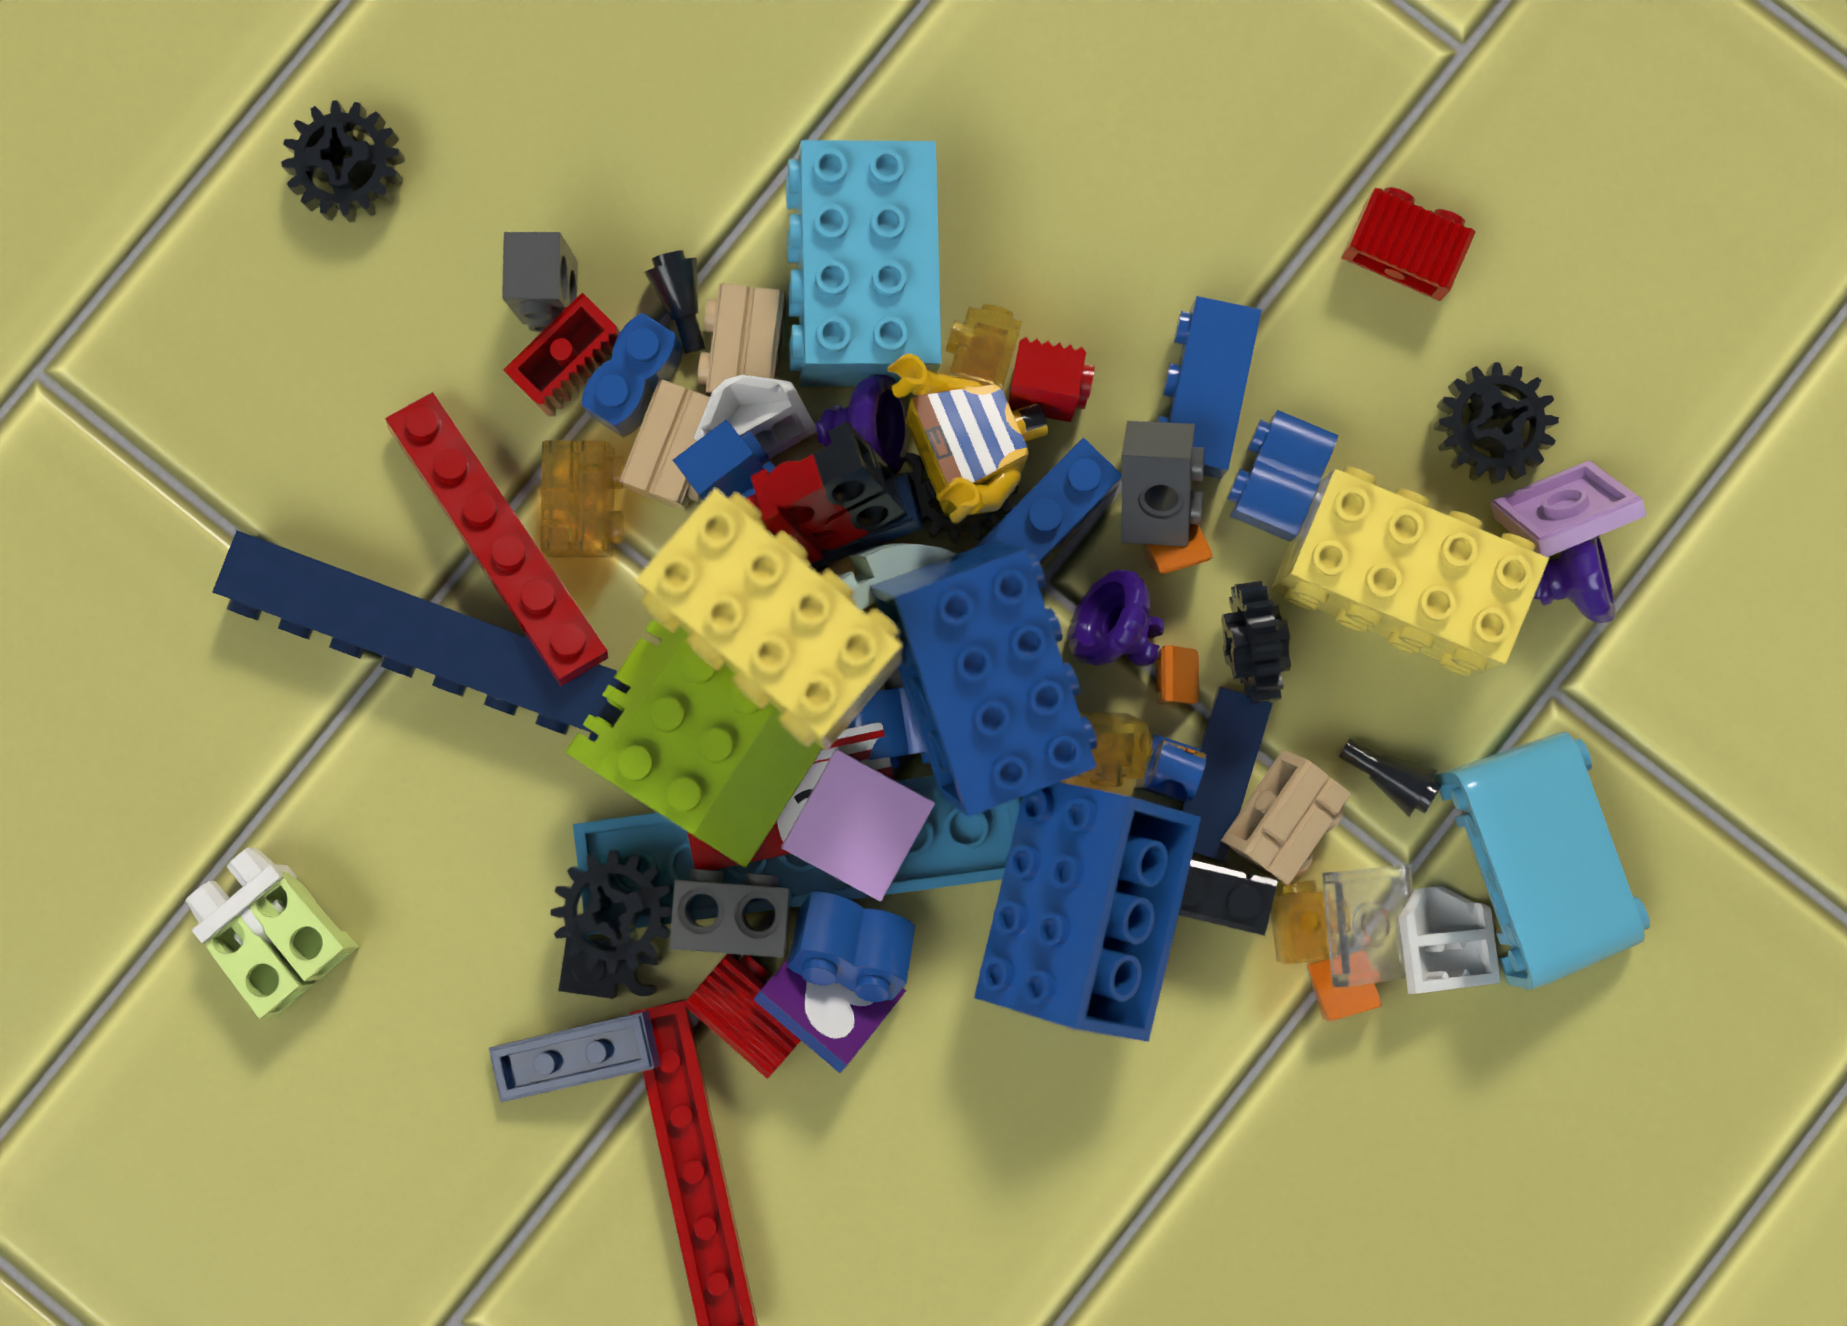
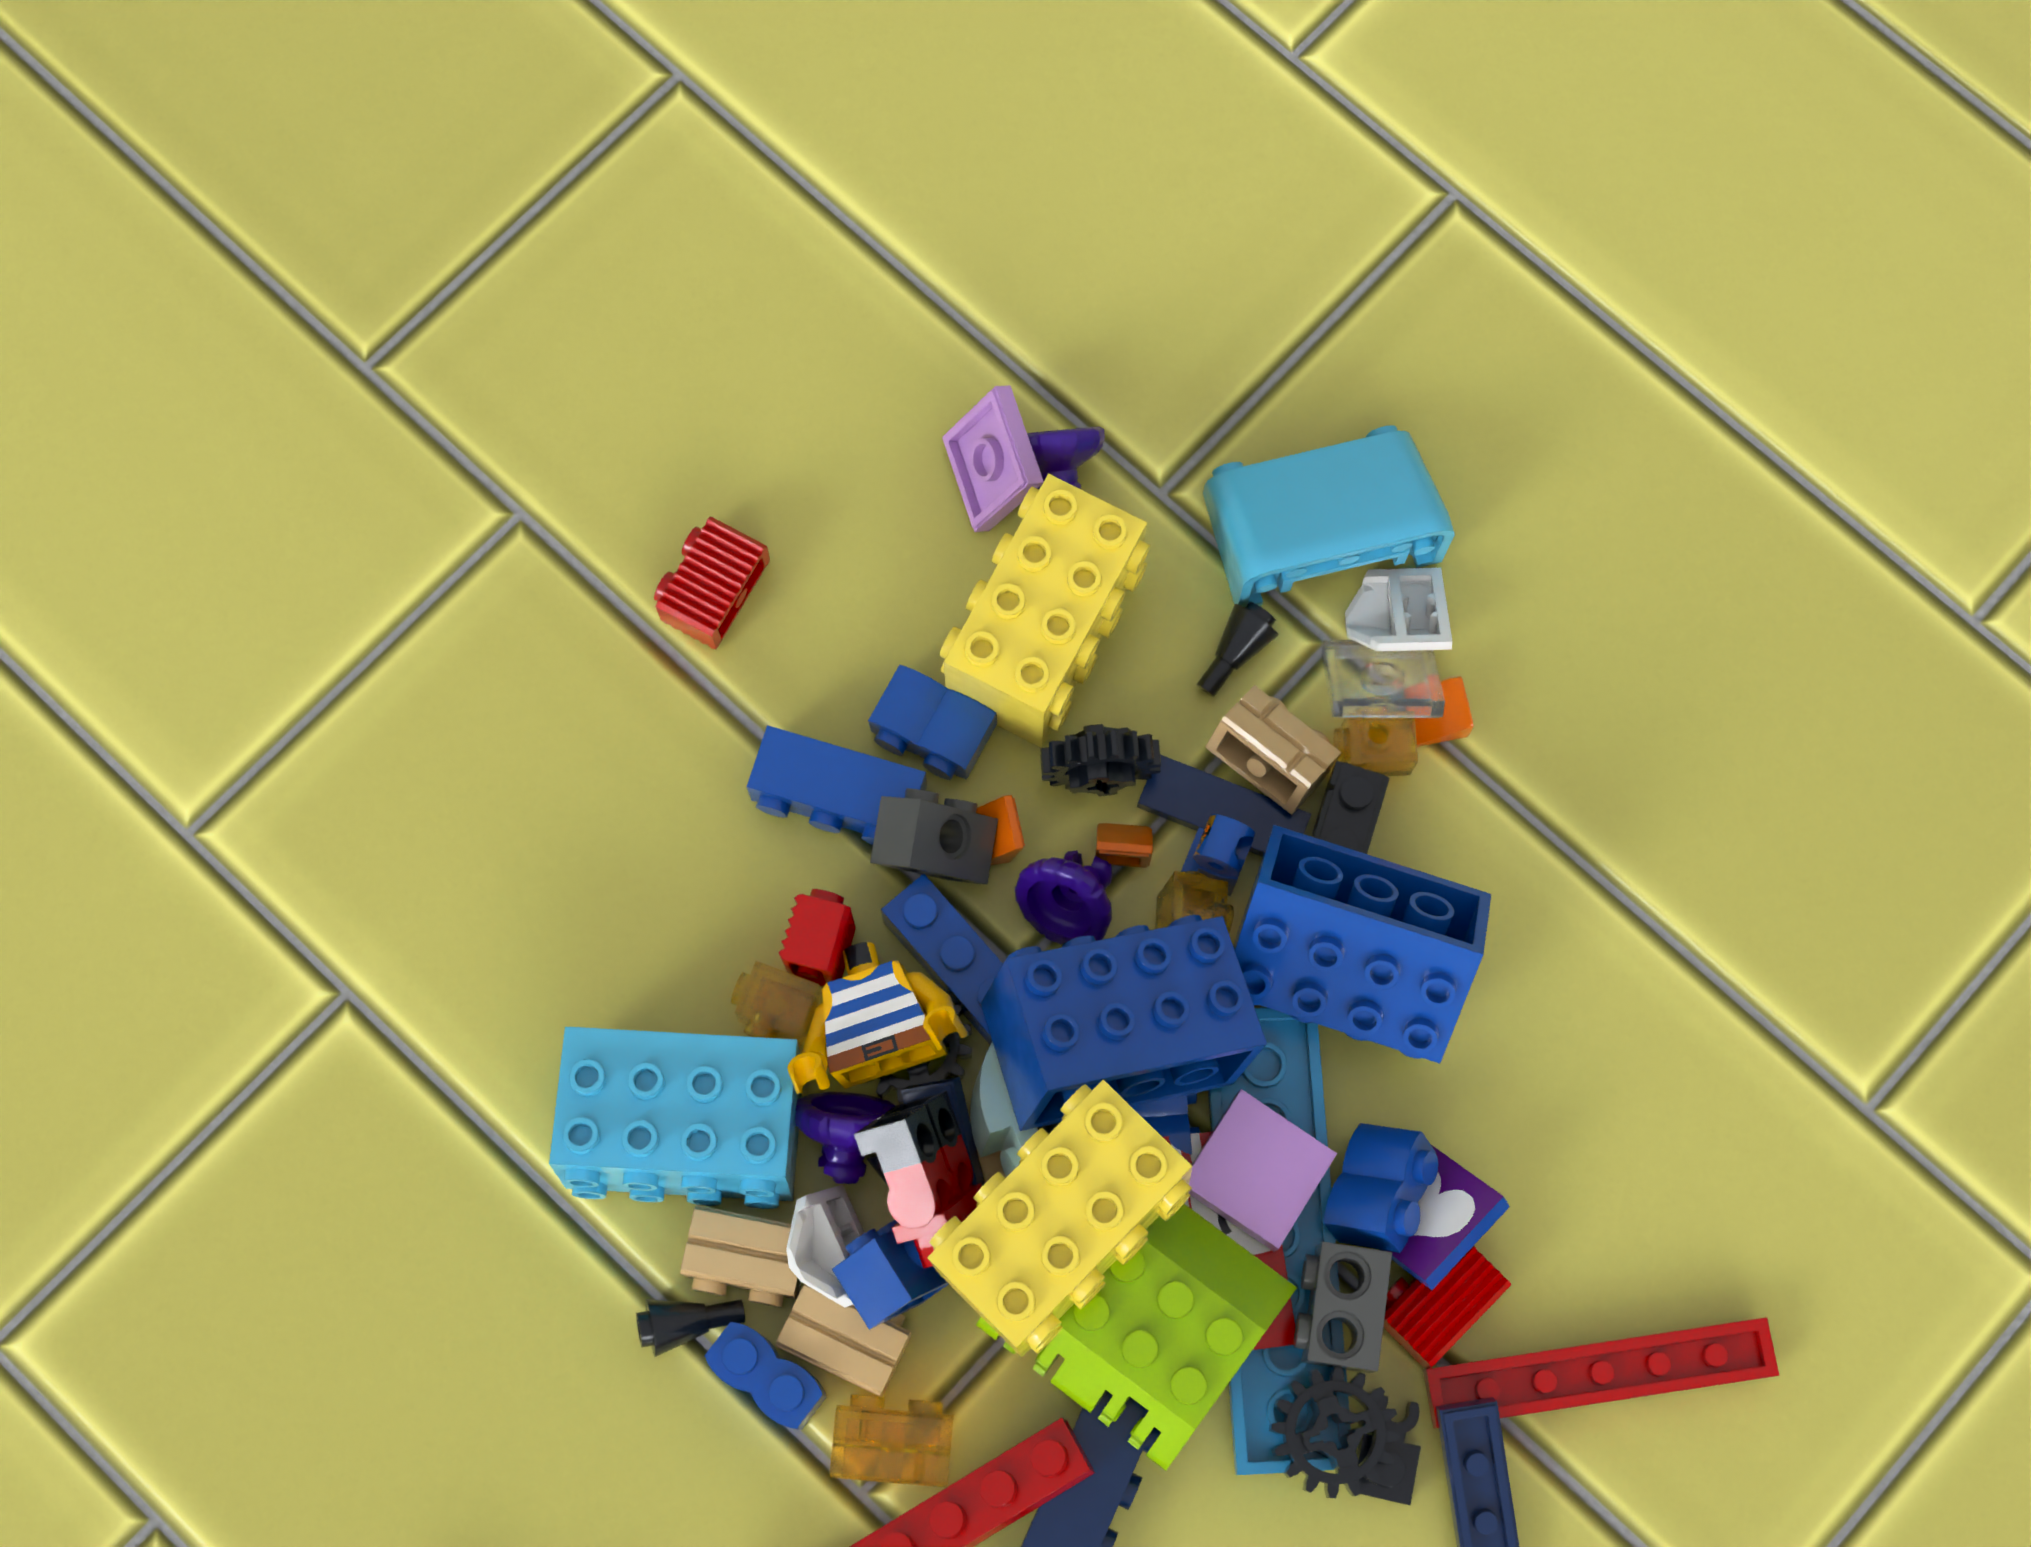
camera: 90 degrees left, 10 degrees down
(538, 276) = (656, 1466): dark grey brick -> none
(564, 355) = (737, 1446): red brick -> none
(1490, 403) = (881, 527): black gear -> none

